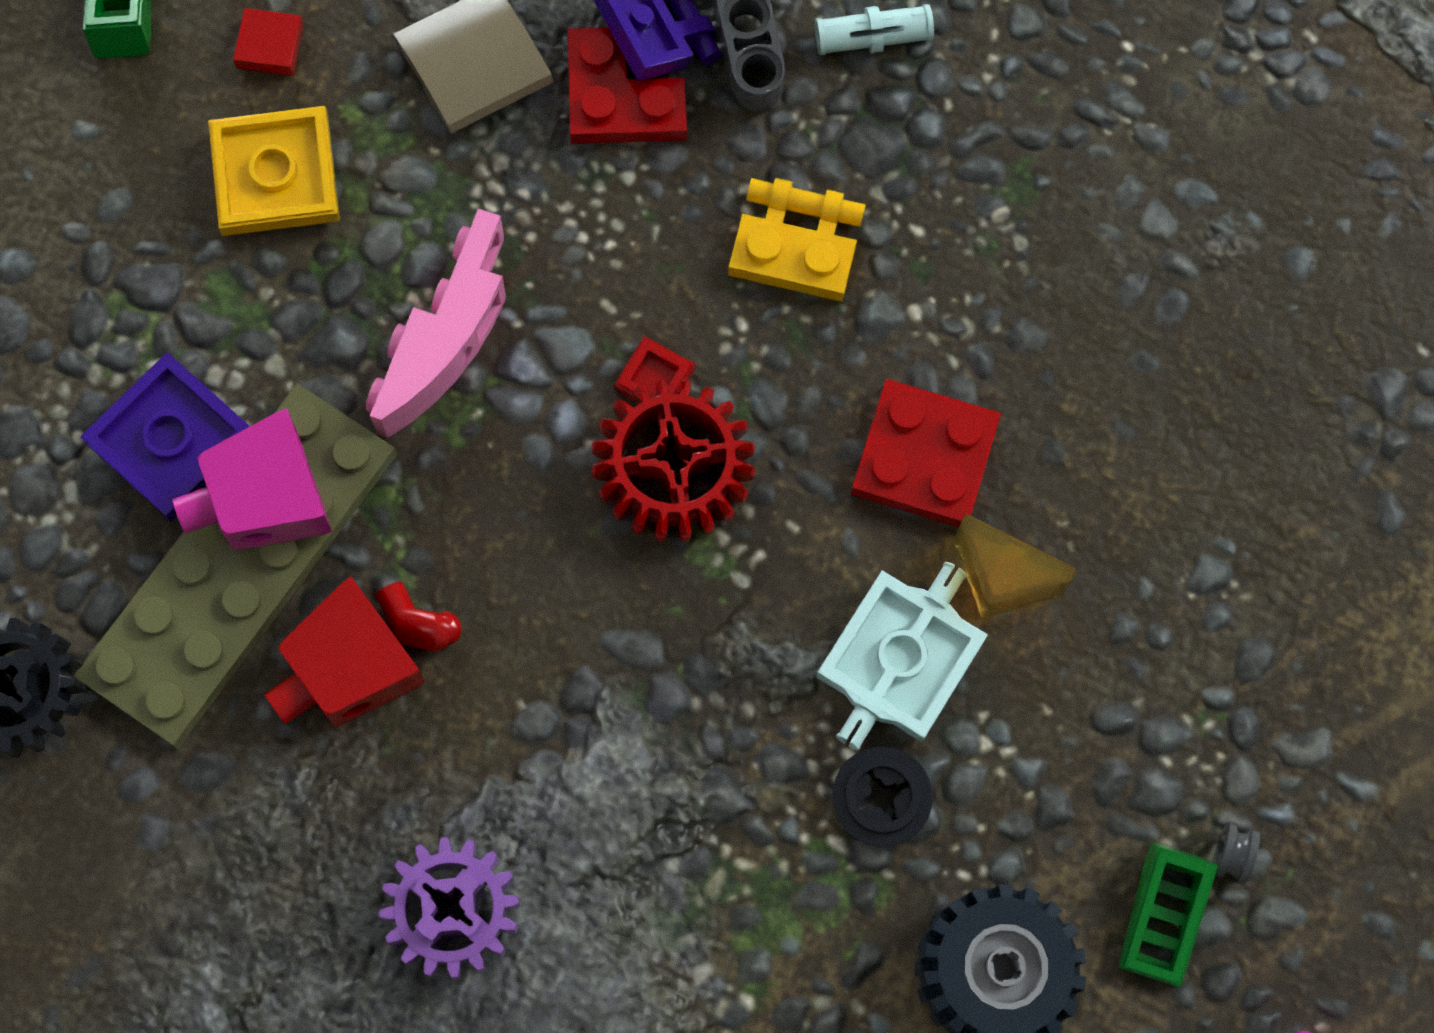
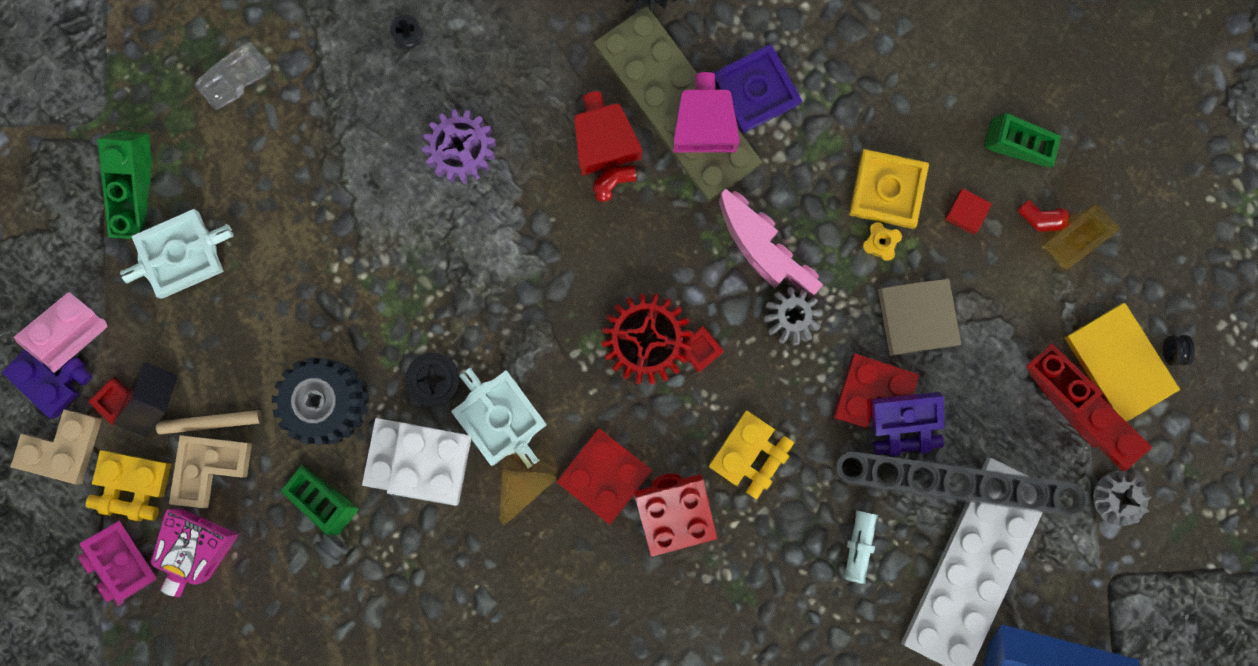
camera: 115 degrees right, 10 degrees up
(372, 168) = (891, 238): none -> yellow plate
(568, 242) = (804, 310): none -> light grey gear
(939, 315) = (675, 513): none -> plate
(1032, 757) = (417, 461): none -> white bracket

